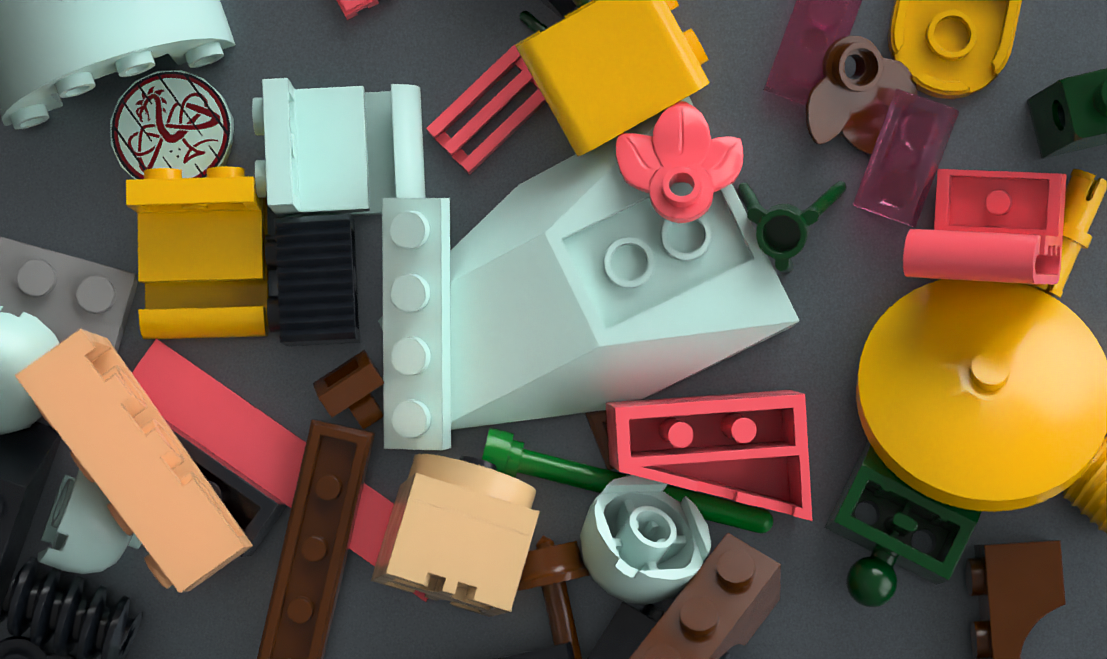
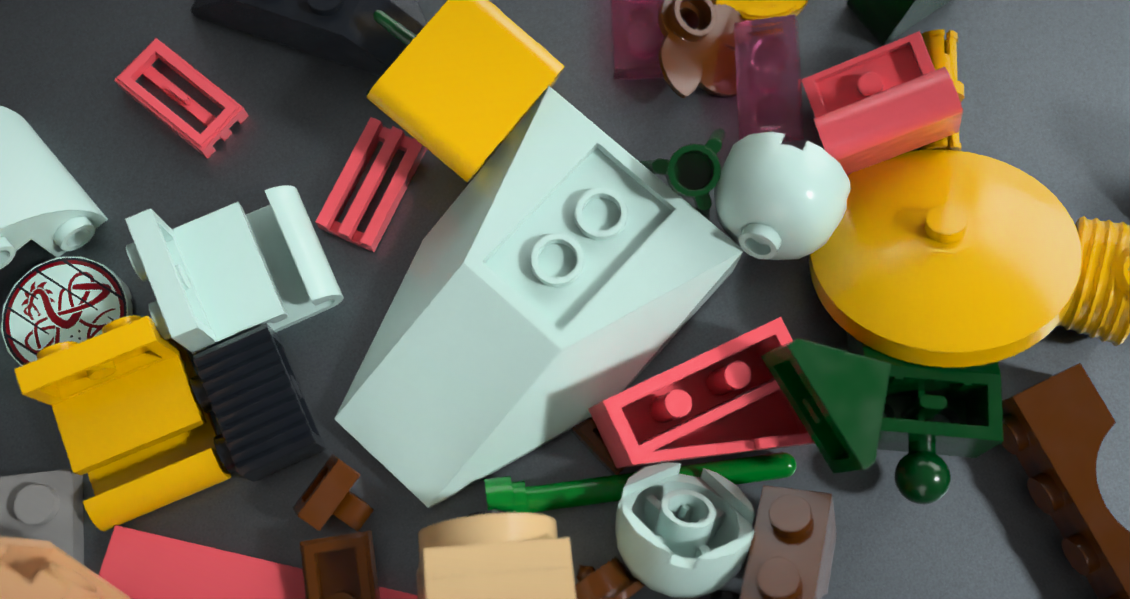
camera: 30 degrees left, 10 degrees down
(416, 323) = (372, 404): light aqua plate -> none
(679, 153) = (564, 138): coral plate -> none
(816, 486) = (835, 398): none -> dark green slope
(848, 288) = (780, 197): none -> light aqua cylinder

